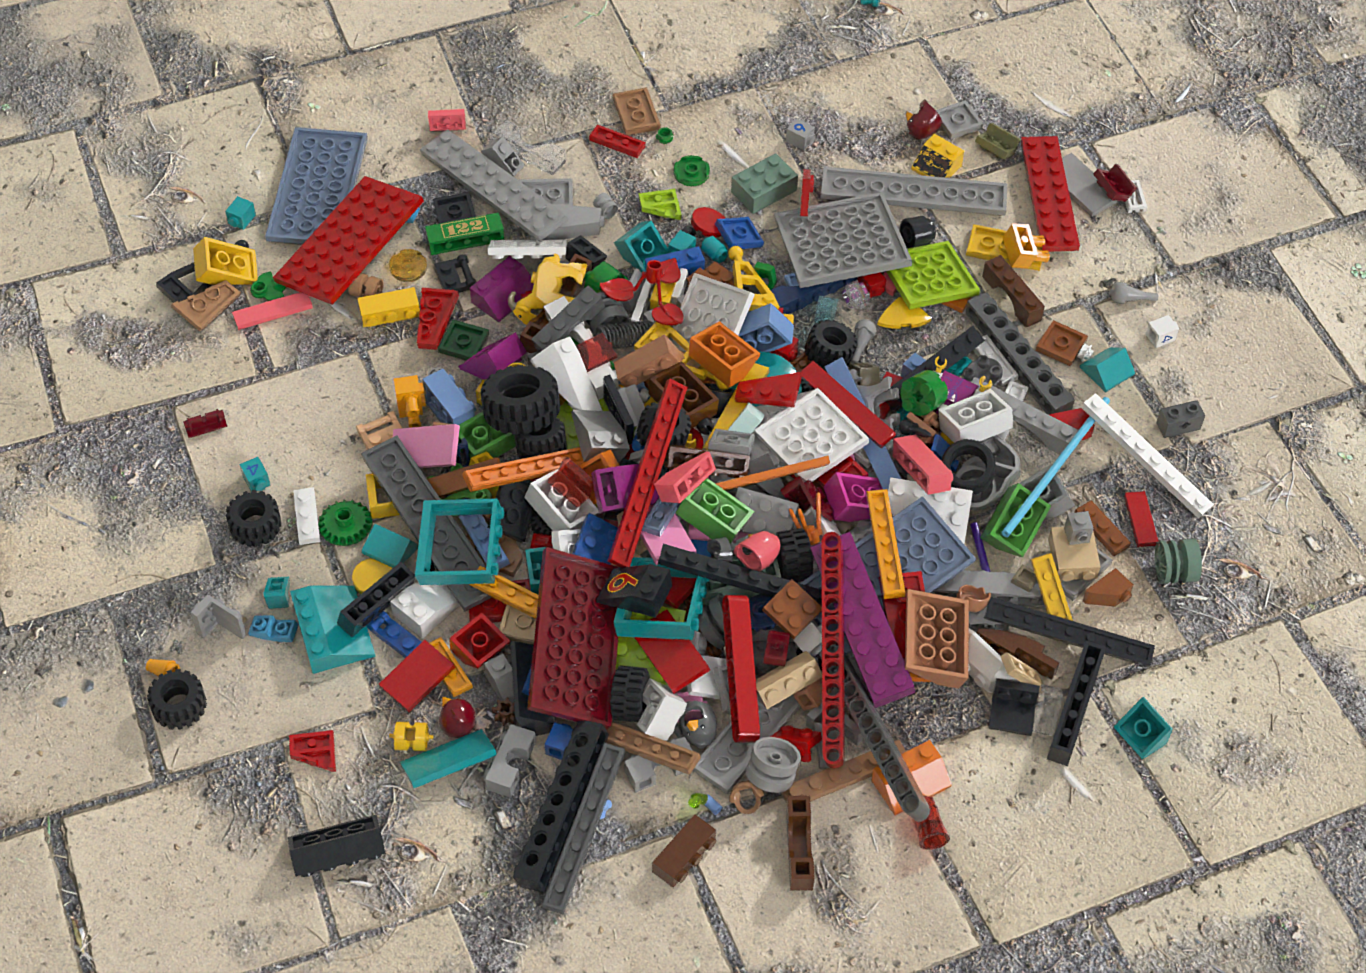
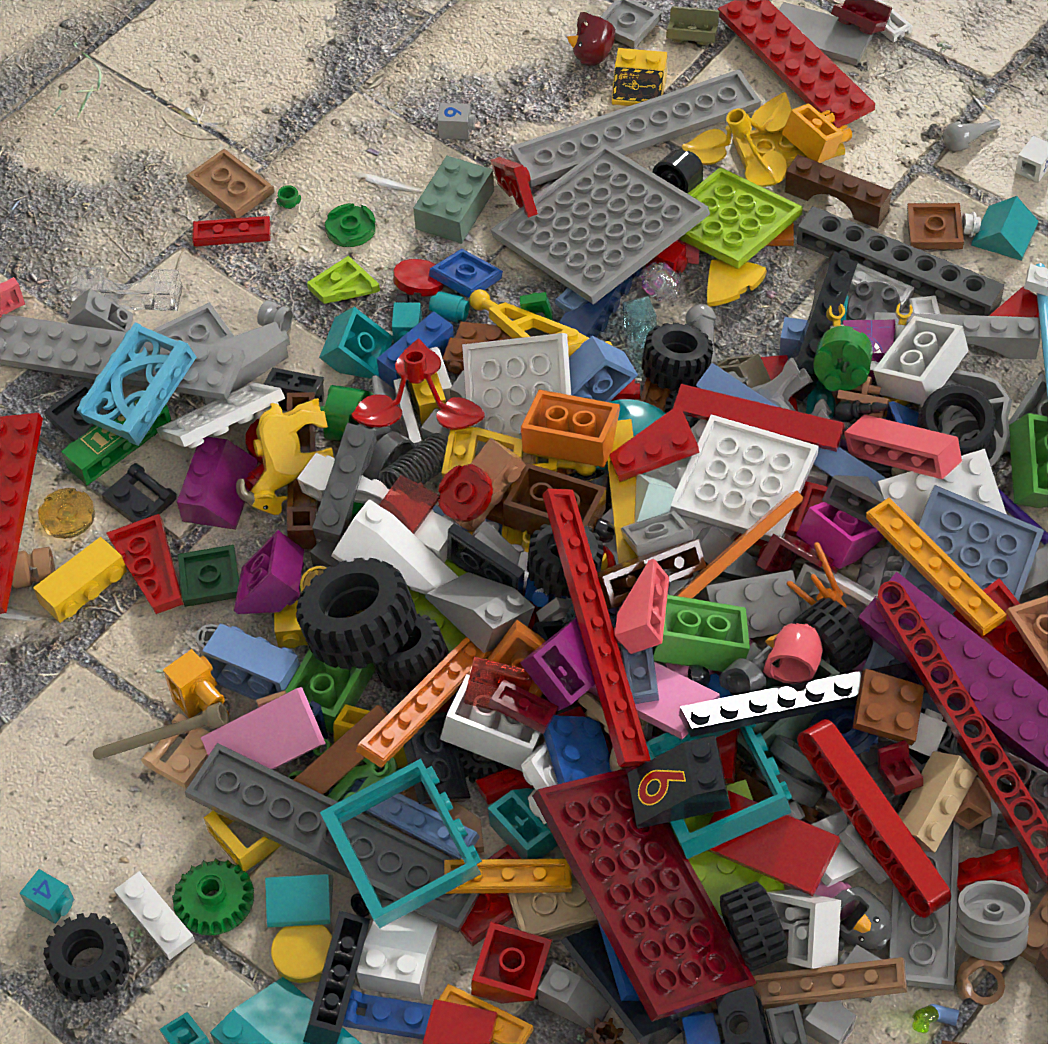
camera: 25 degrees left, 0 degrees up
(406, 420) = (214, 717): none -> dark tan piece
(486, 222) = (126, 361): none -> medium azure fence
(578, 500) = (523, 706): none -> dark red plate
(631, 361) = (465, 492): none -> red tile
(698, 537) = (699, 674): none -> black hinge
(869, 476) = (853, 495): none -> dark grey slope
(952, 225) = (770, 117): none -> yellow plant

